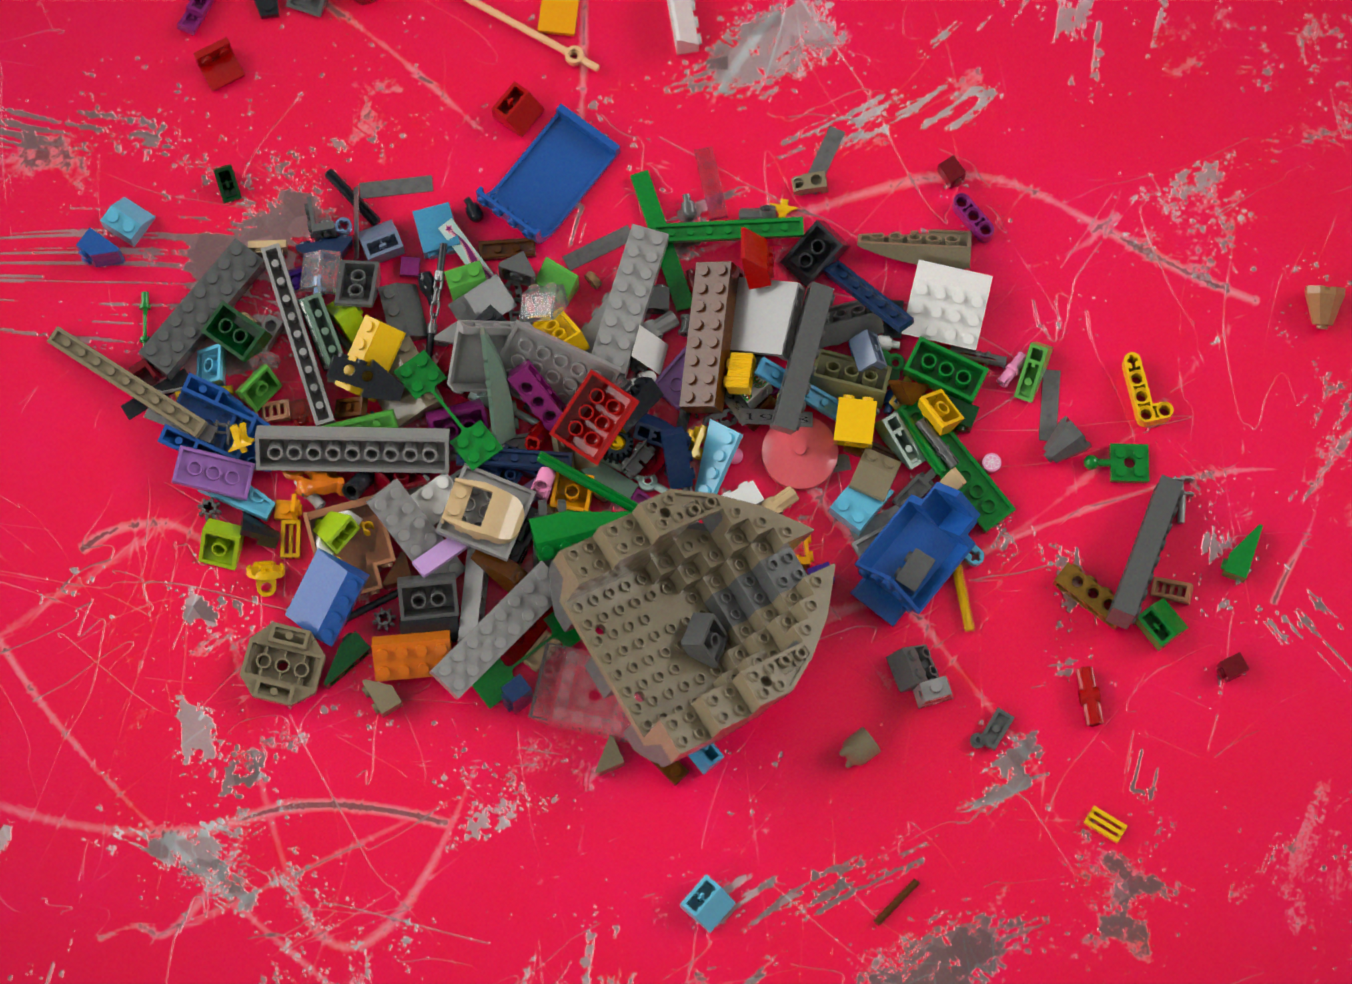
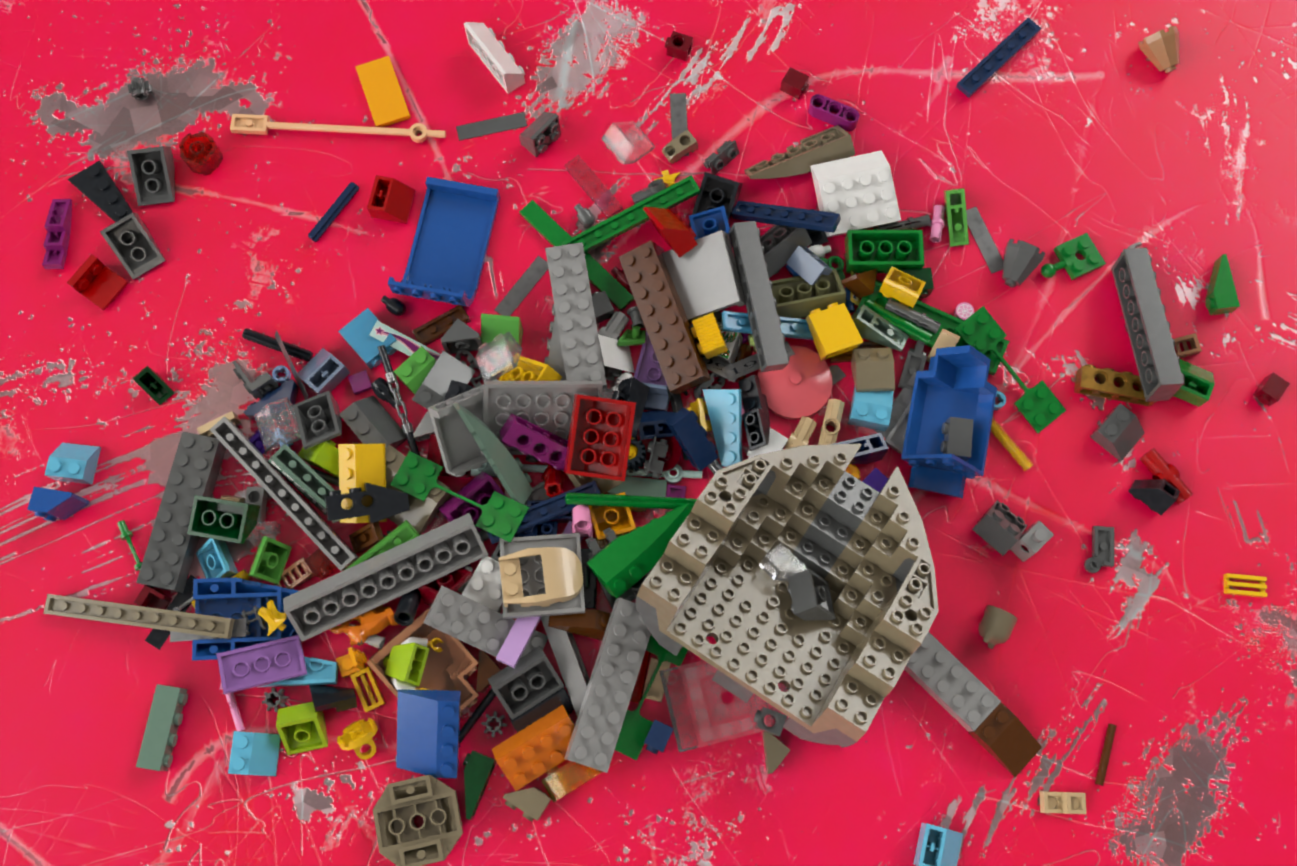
camera: 25 degrees left, 0 degrees up
(104, 486) = (162, 728): none -> sand green brick
(171, 499) = (234, 711): none -> bright pink piece
(172, 545) = (254, 754): none -> medium azure slope
(266, 43) = (133, 245): none -> dark grey slope
(396, 187) = (313, 317): flat silver sticker -> none
(425, 693) = (567, 778): none -> clear yellow brick
(460, 95) = (333, 212): none -> dark blue axle
(593, 280) = (532, 316): medium nougat tile -> none
(618, 734) = (779, 720): none -> dark grey brick
(646, 79) = (491, 126): none -> dark grey sticker
(667, 407) = (658, 397): none -> sand blue panel
(673, 341) = (632, 337): none -> bright green piece
(686, 110) = (541, 133): none -> dark grey slope
(694, 599) = (781, 563): none -> clear slope
(748, 464) = (756, 412): none -> black slope
(764, 155) = (627, 142): none -> clear slope
(789, 763) = (951, 683): none -> light grey brick
(797, 269) = (709, 222): none -> blue slope
(816, 500) = (832, 417): none -> tan piece
(816, 846) = (1006, 739): none -> reddish brown slope
(827, 541) = (871, 450): none -> dark blue slope
(836, 921) = (1062, 802): none -> tan slope
(852, 209) = (726, 153): none -> dark grey hinge
(864, 90) = (681, 52): none -> dark red brick
(1012, 578) = (1038, 403): none -> green hinge
(1068, 706) = (1155, 493): none -> black slope
(1069, 638) = (1118, 432): none -> dark grey slope
(1142, 389) = (1068, 200): yellow beam -> none
(1162, 237) = (998, 57): none -> dark blue plate

